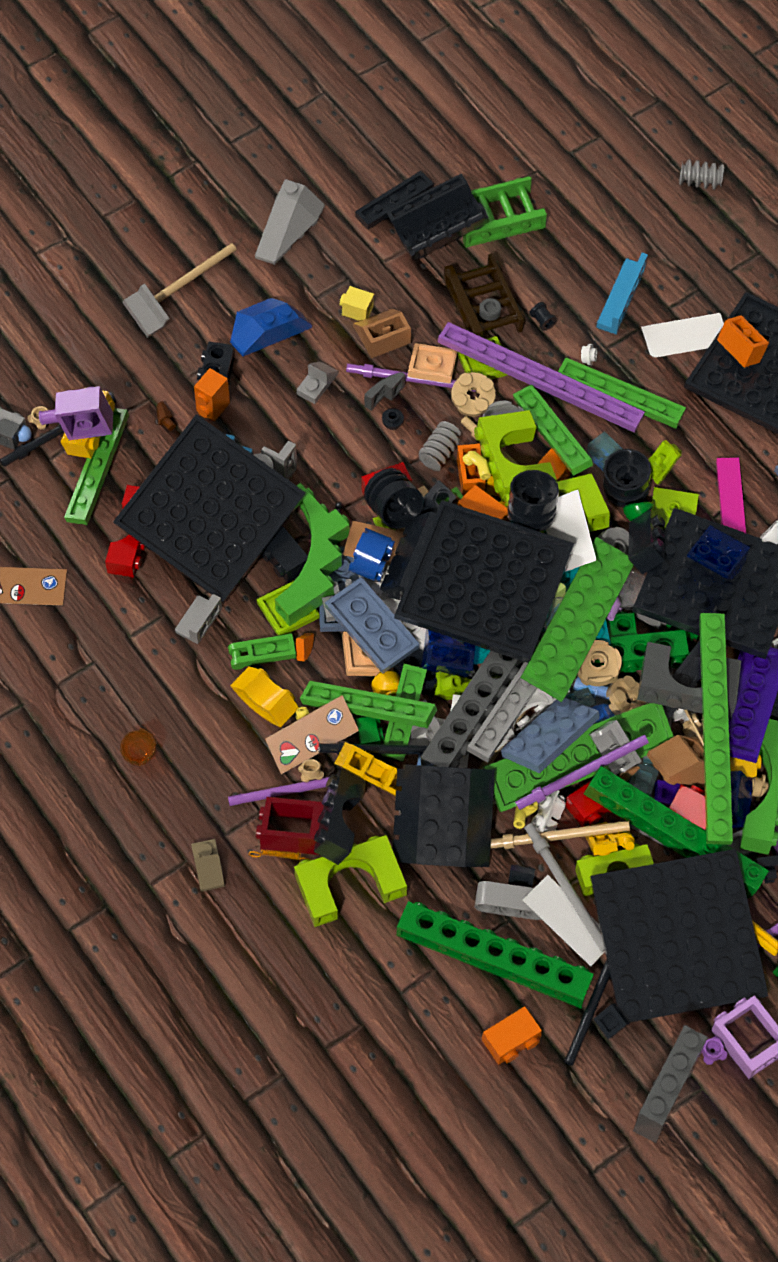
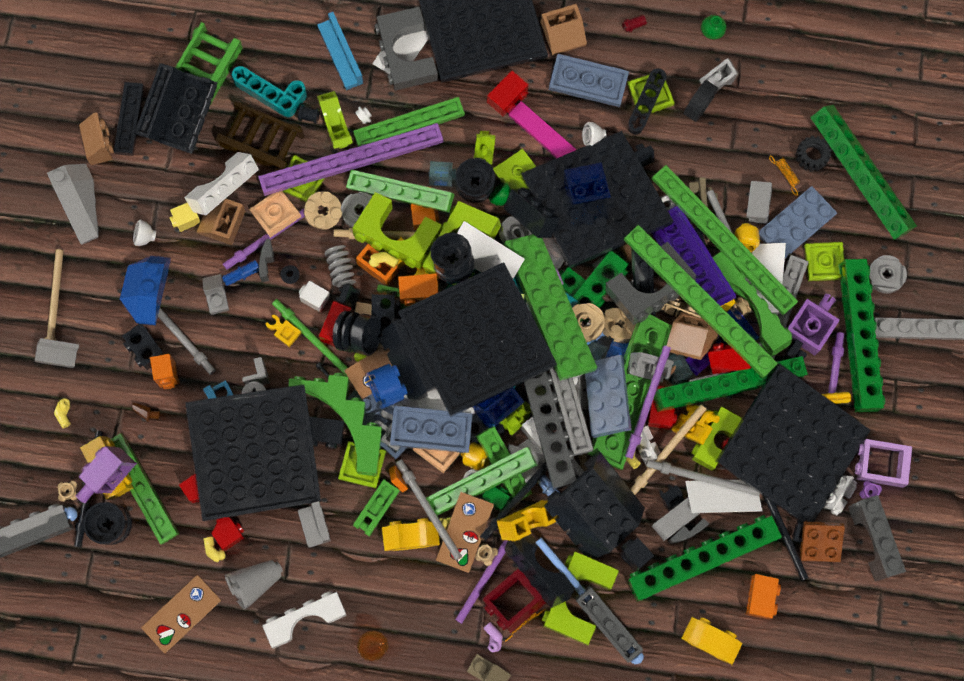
camera: 50 degrees left, 15 degrees up
(42, 462) = (99, 516): none -> black wheel
(82, 667) = (280, 630): none -> white arch
(97, 559) = (211, 552): none -> light yellow arm
(101, 609) = (253, 581): none -> light grey cone
(102, 358) = (61, 412): none -> light yellow arm
(242, 845) = (495, 641): none -> lavender arm
(251, 413) = (199, 357): none -> light grey bar
(310, 288) = (143, 233): none -> white brick
(314, 655) = (409, 478): none -> light grey bar
(340, 454) = (284, 332): none -> yellow plate
(351, 191) = (96, 139): none -> medium nougat slope
(351, 904) = (599, 612): none -> dark grey piece
(352, 382) = (241, 273): none -> blue axle
(357, 448) = (290, 316): none -> bright green bar
(393, 449) = (314, 296): none -> white brick
(398, 299) = (208, 196): none -> white arch
(421, 474) = (349, 296): none -> black tile
(425, 1024) = (712, 640): none -> yellow brick
(436, 887) = (635, 554): none -> black brick
(490, 309) = (274, 142): dark grey tile -> none
(496, 918) = (684, 533): none -> dark grey slope
(530, 287) = (267, 89): none -> teal beam
(559, 337) = (334, 120): none -> lime arch
(618, 1043) = (822, 541): none -> dark orange plate
(670, 1025) = (846, 488): none -> white hinge
(683, 311) = (403, 73): none -> dark grey arch
(732, 441) = (508, 93): none -> red brick
(742, 341) = (452, 20): orange brick -> none

